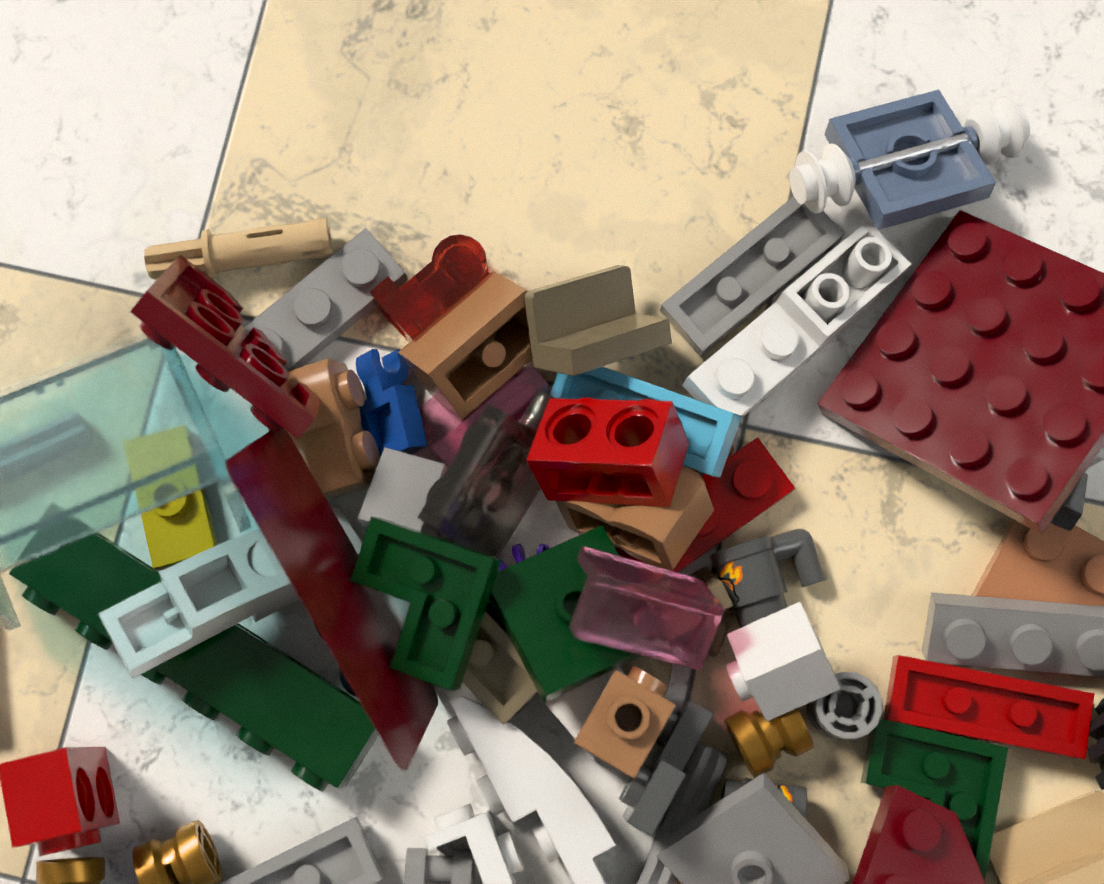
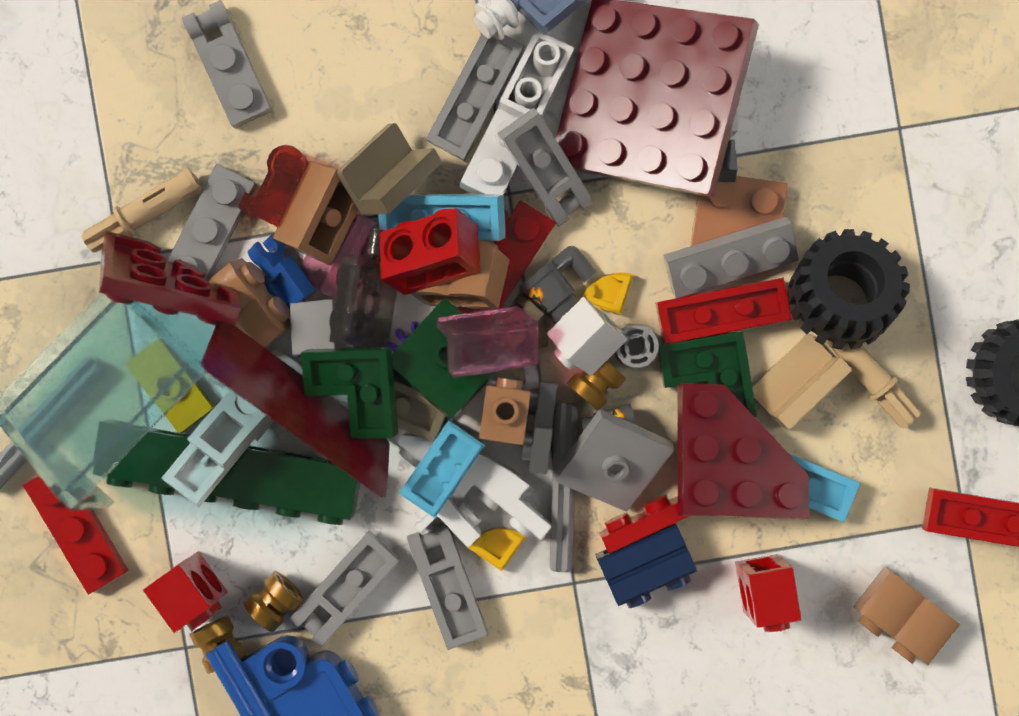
camera: 25 degrees left, 10 degrees up
(436, 112) = (228, 65): none -> light grey plate
(500, 767) = (442, 468): none -> medium azure plate
(814, 403) = (545, 166): none -> light grey plate
(837, 615) = (610, 291): none -> yellow tile

